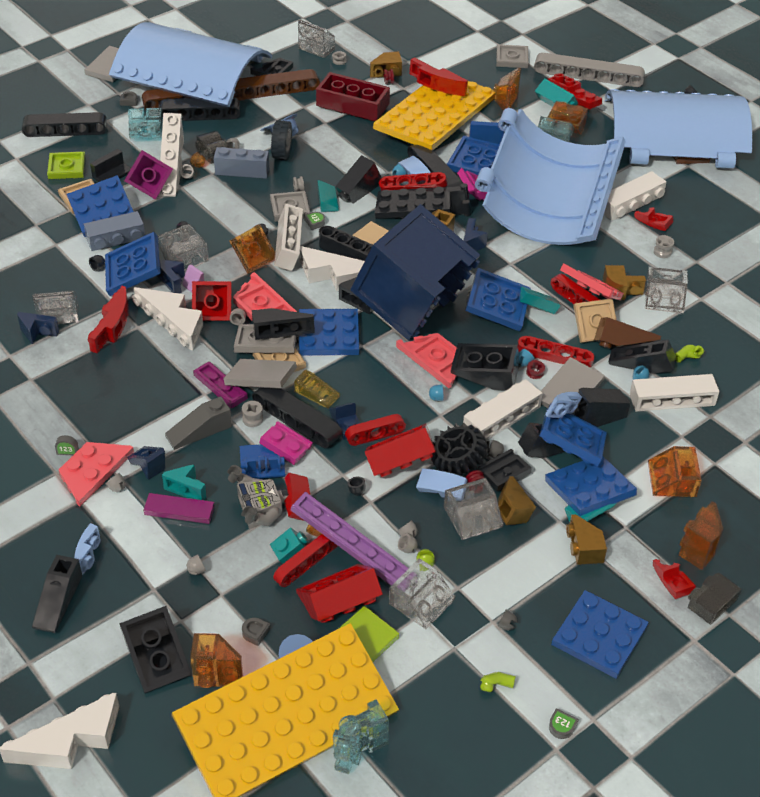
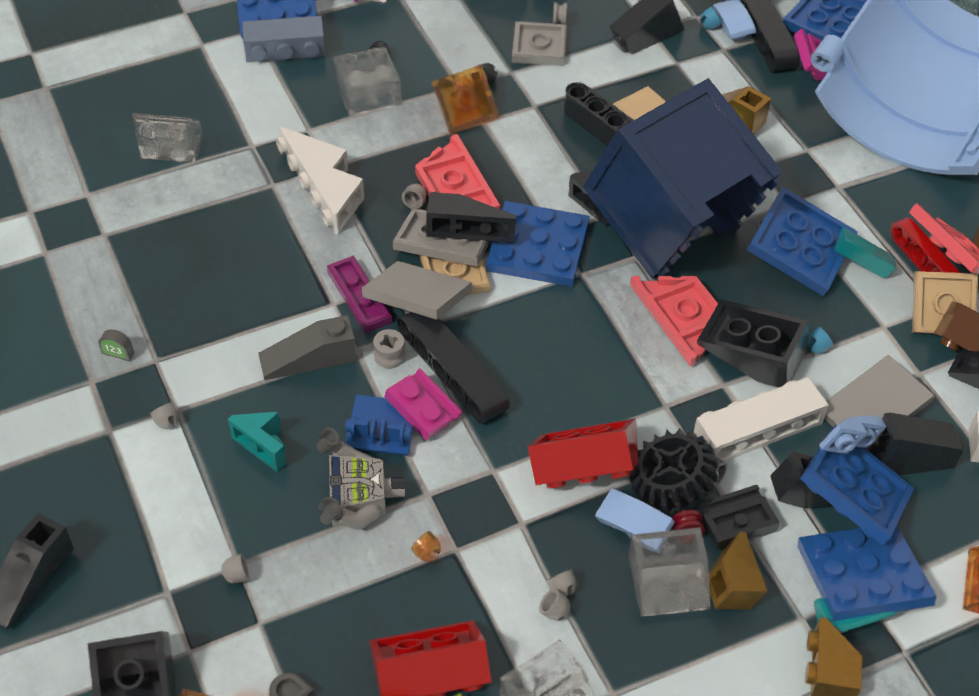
camera: 15 degrees right, 5 degrees up
(37, 324) = (136, 156): dark blue slope -> none
(88, 542) = (82, 517): light blue slope -> none
(92, 467) = (142, 384): coral wing -> none
(97, 262) = (246, 80): black hinge -> none
(113, 321) = (236, 176): red slope -> none
(132, 263) = (290, 91): blue plate -> none
(150, 459) = (221, 391): dark blue slope -> none
(171, 274) = (340, 115): dark blue slope -> none
(179, 508) = (241, 473): magenta tile -> none
(192, 274) = (369, 129): lavender slope -> none
(213, 299) = (384, 164): red slope -> none
(288, 237) = (520, 90): white brick -> none
(288, 544) = (380, 567): teal bracket -> none
(296, 487) = (415, 495): red slope -> none
(303, 386) = (483, 312): clear yellow slope -> none
(303, 560) = (403, 592): red beam -> none
(315, 219) = (568, 70): tile -> none
(325, 266) = (562, 142): white slope -> none
(327, 197) = (596, 39): teal slope -> none
(344, 416) = (523, 386): dark blue slope -> none
(348, 538) = (467, 581): medium lavender tile -> none
(356, 485) = (506, 494): black hinge -> none
(387, 426) = (578, 410): red beam -> none
(395, 181) = (694, 37): red beam -> none
(403, 201) = (732, 69): black hinge -> none
(427, 556) = (573, 638): lime hinge -> none
(436, 392) = (669, 370): dark azure hinge -> none
(473, 237) = (791, 139): dark blue slope -> none
(495, 449) = (734, 479): dark grey hinge -> none
(535, 364) = (831, 354): dark red bush -> none
(556, 350) = (871, 336): red beam -> none

